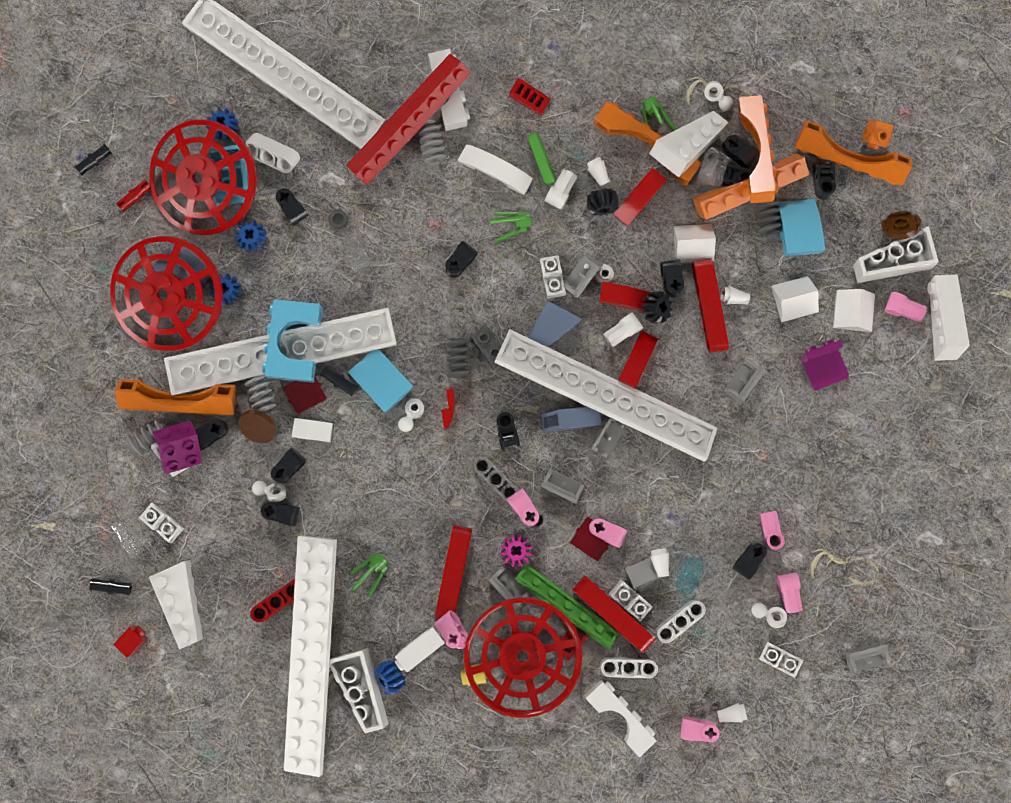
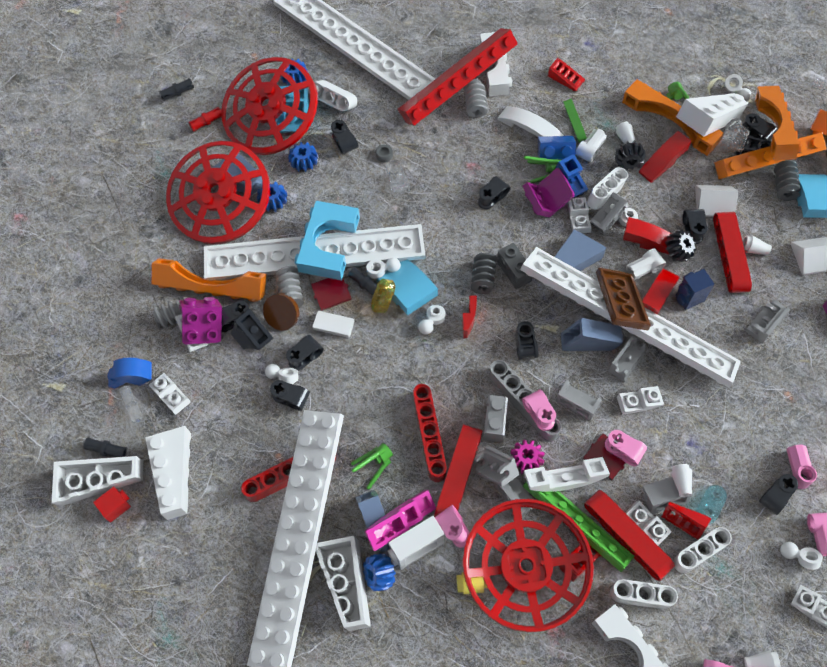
camera: 10 degrees right, 20 degrees down
(100, 620) = (91, 477): none -> white wedge
(117, 508) = (129, 370): none -> blue brick
(230, 450) = (250, 331): none -> black slope
(358, 397) = (383, 296): none -> clear yellow beam
(364, 359) = (377, 268): none -> white plate
(379, 628) = (371, 510): none -> sand blue slope
(402, 630) = (400, 520): none -> dark pink slope
(414, 529) = (429, 441): none -> red beam
(483, 516) = (495, 418): none -> light grey brick
(487, 567) = (496, 466): none -> light grey hinge
(518, 258) = (549, 194): none -> magenta bracket
(523, 198) = (556, 147): none -> blue brick
(540, 233) = (572, 168): none -> blue brick
(554, 566) = (567, 478): none -> white slope
(583, 237) = (602, 191): none -> white beam
(599, 379) = (622, 299): none -> reddish brown tile
(621, 479) = (639, 401): none -> white slope
(669, 596) = (691, 521): none -> red slope
(670, 358) = (694, 289): none -> dark blue brick

